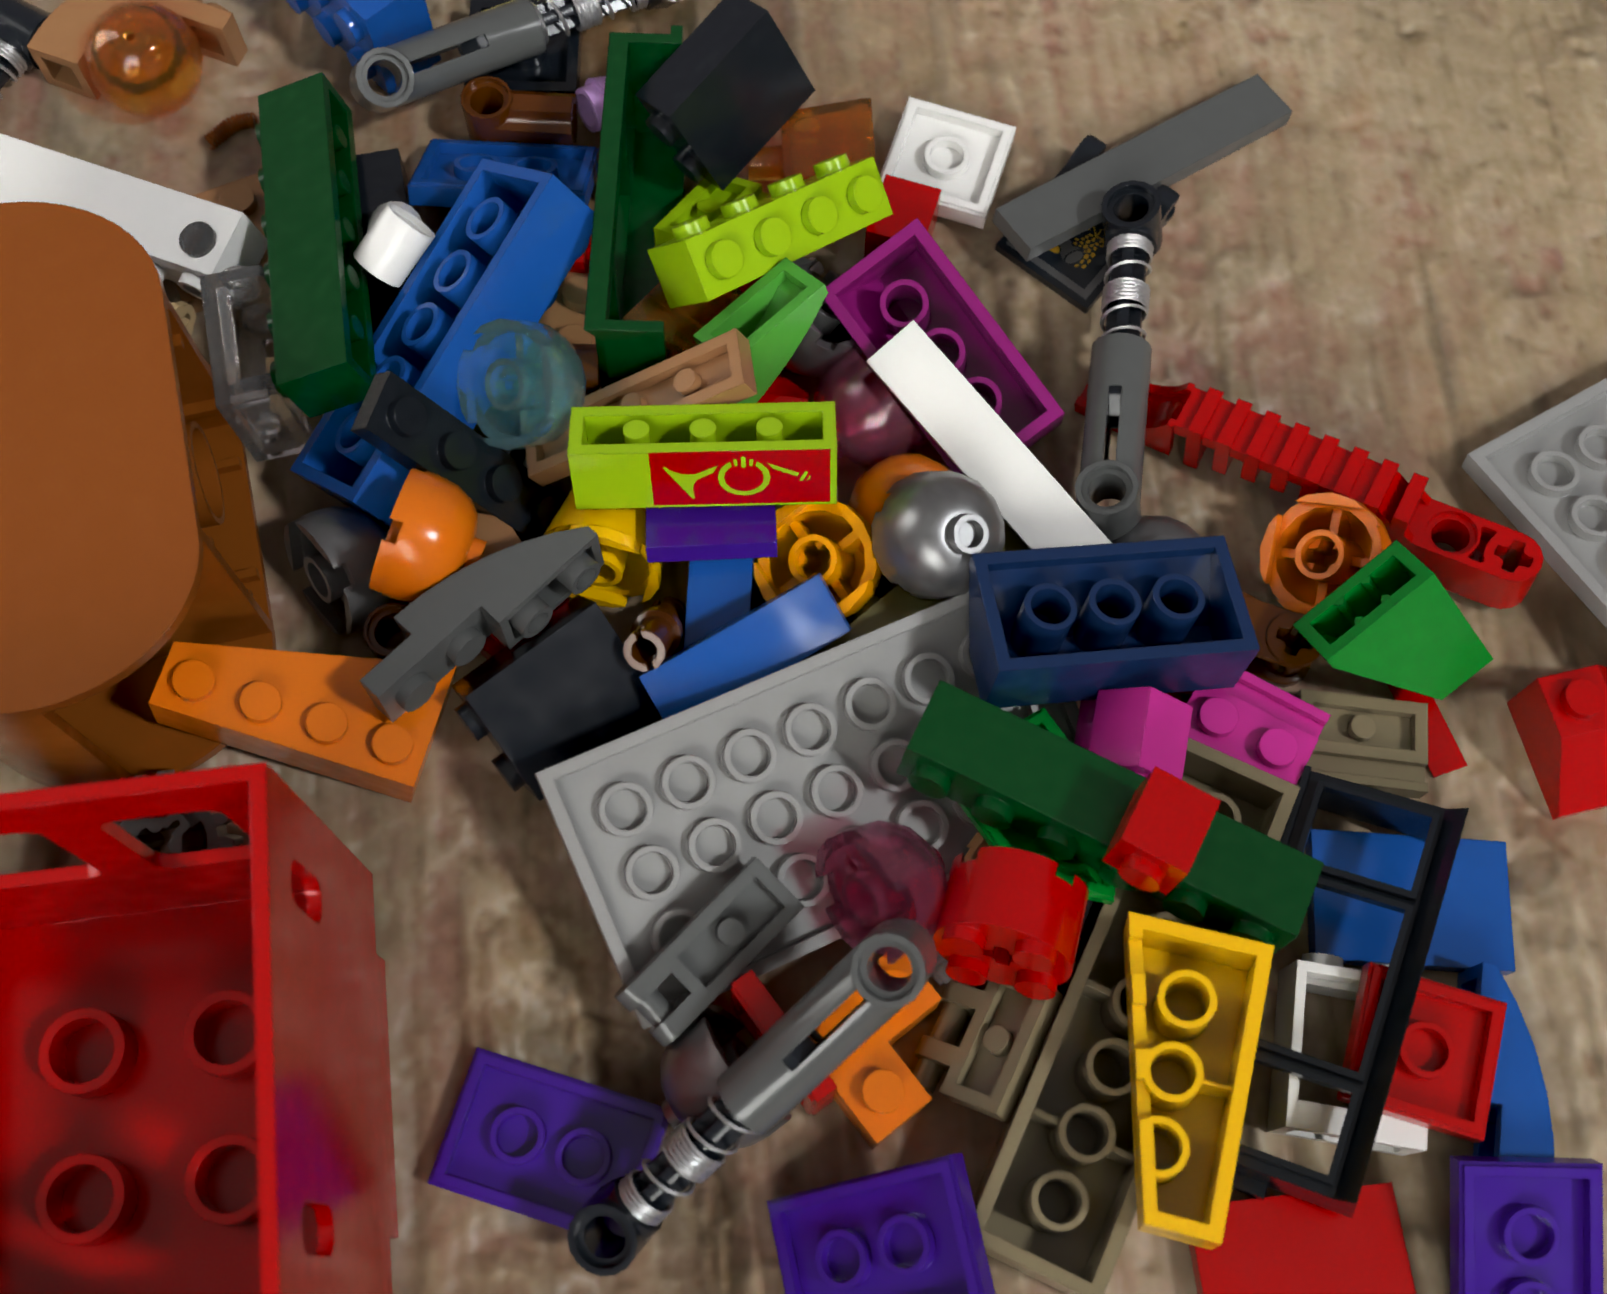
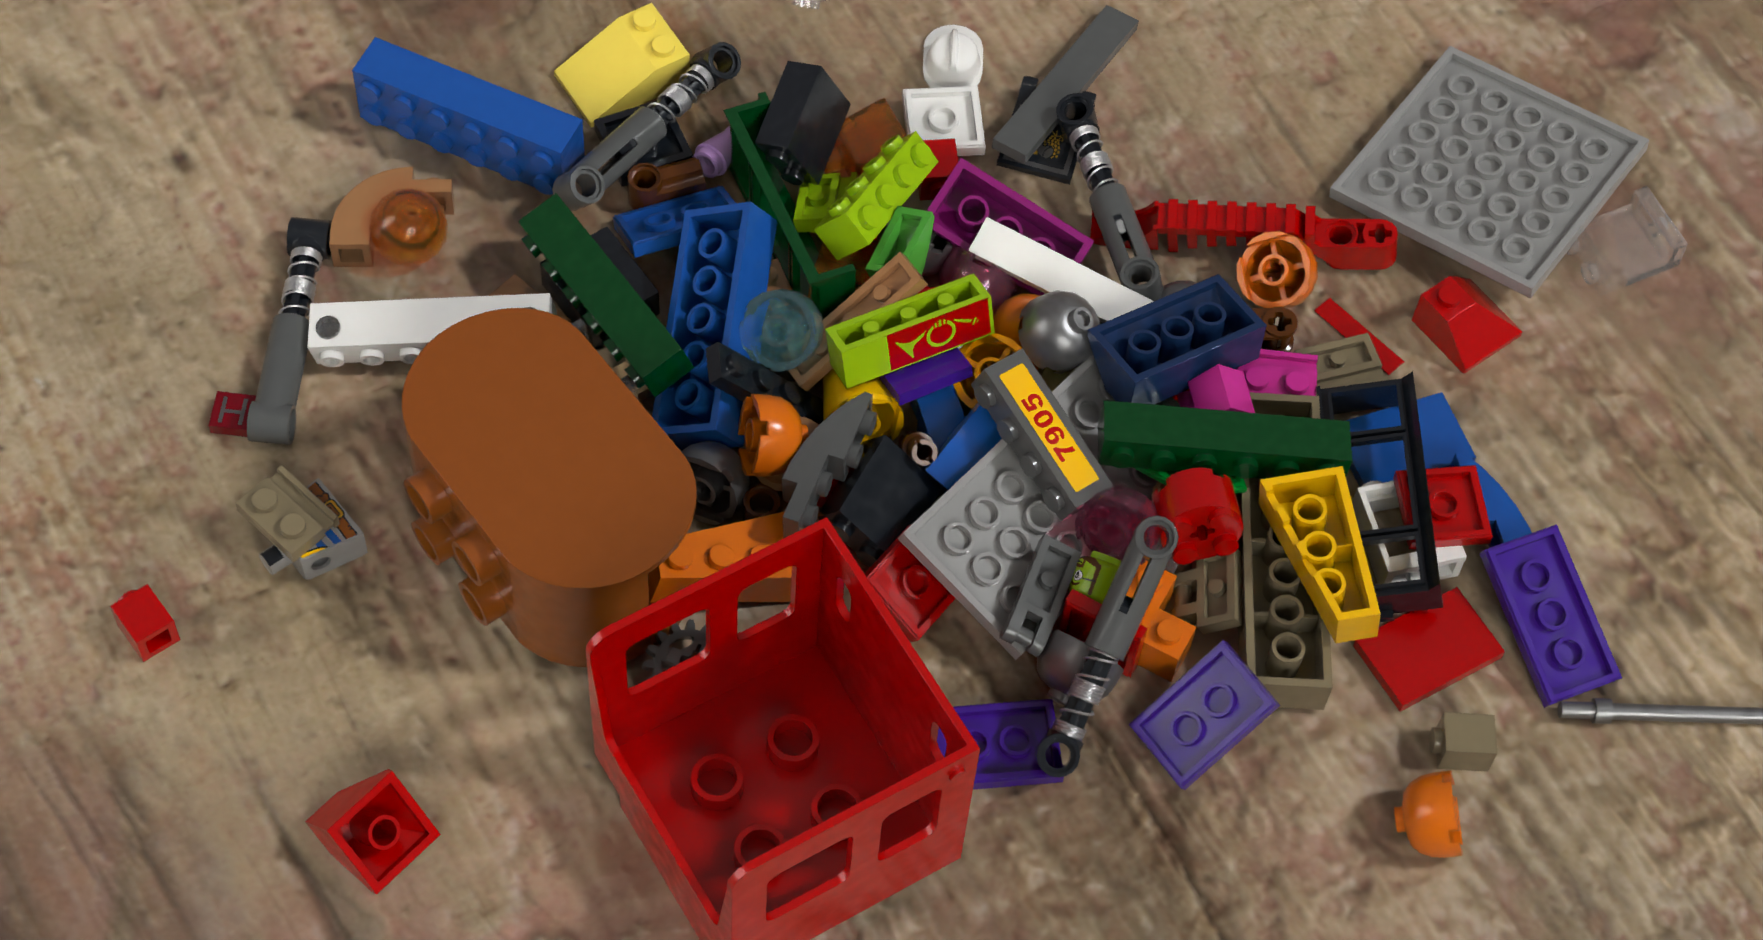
camera: 25 degrees left, 10 degrees down
(220, 131) = (473, 255): dark orange leg -> none
(393, 242) = (652, 276): white piece -> none
(524, 850) = (908, 590): none -> red tile
(804, 955) = (1094, 575): none -> lime head
(823, 694) = (1040, 434): none -> dark grey brick
(1006, 78) = (952, 57): none -> white piece
(1161, 832) = (1259, 429): red brick -> none
(1396, 627) = (1334, 292): green slope -> none

